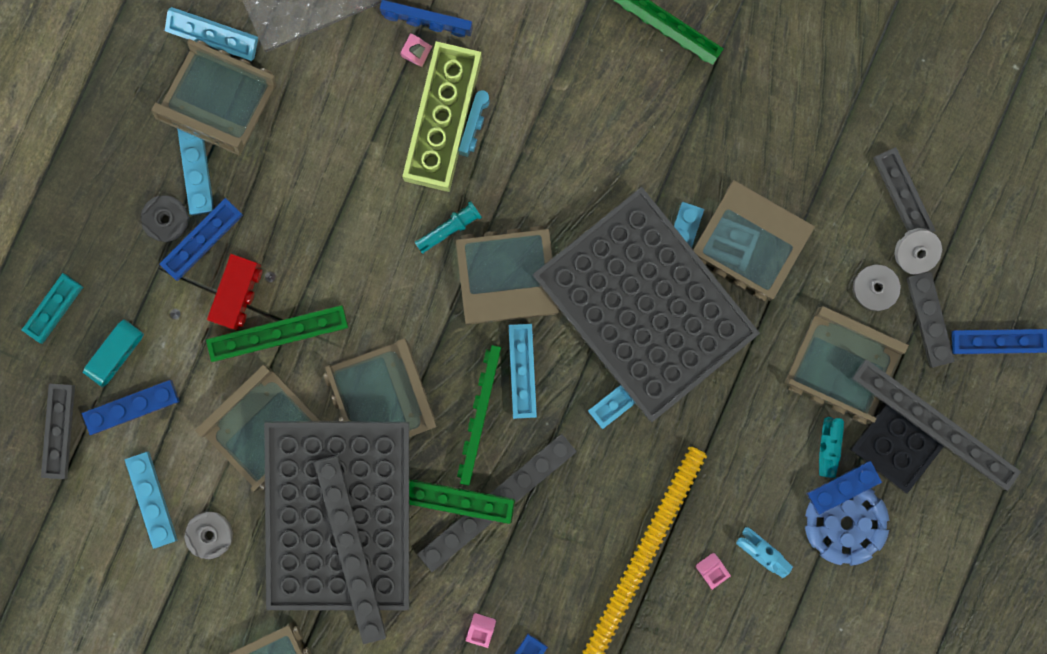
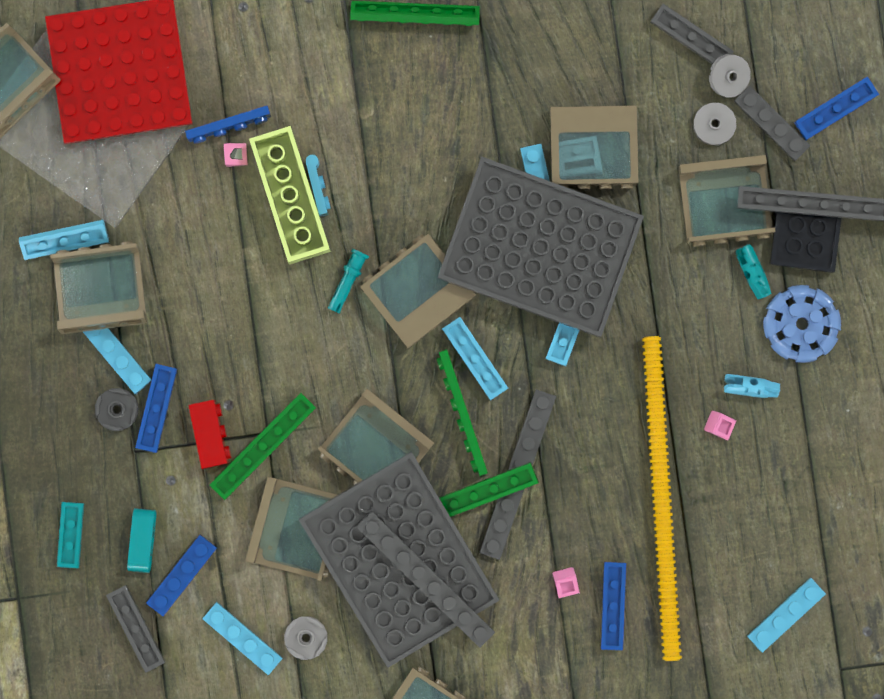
camera: 30 degrees left, 0 degrees up
(844, 487) = (782, 297): blue plate -> none

